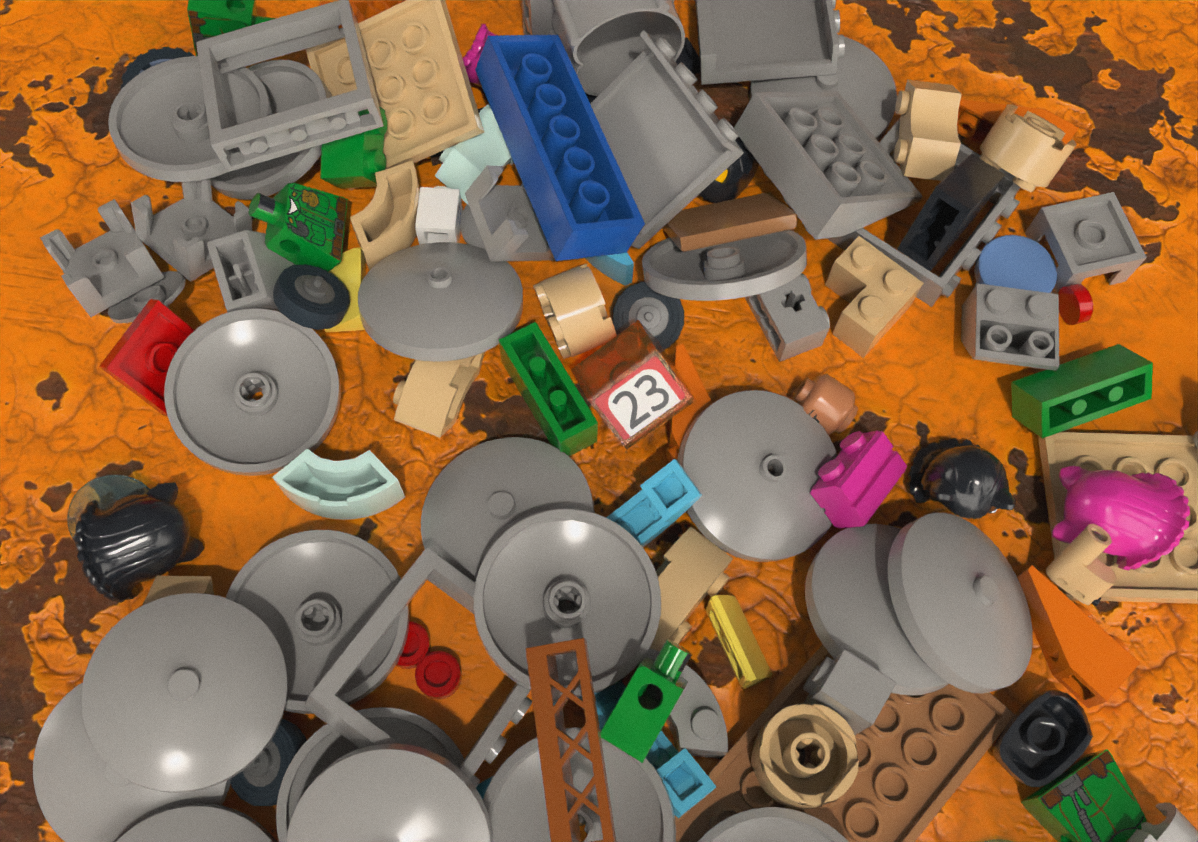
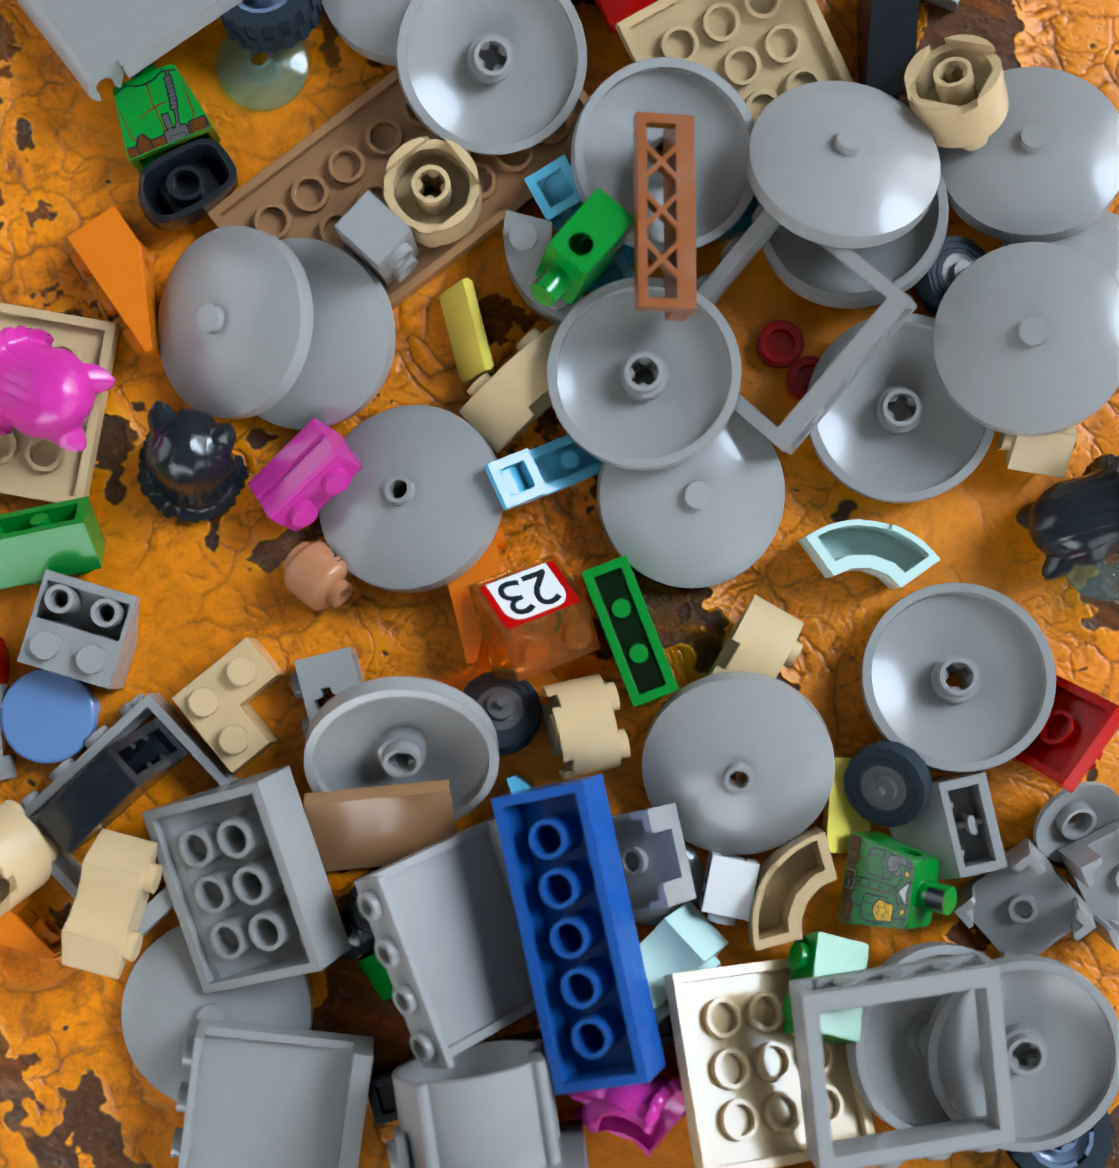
camera: 170 degrees left, 20 degrees up
(1079, 569) = (95, 337): tan piece -> none

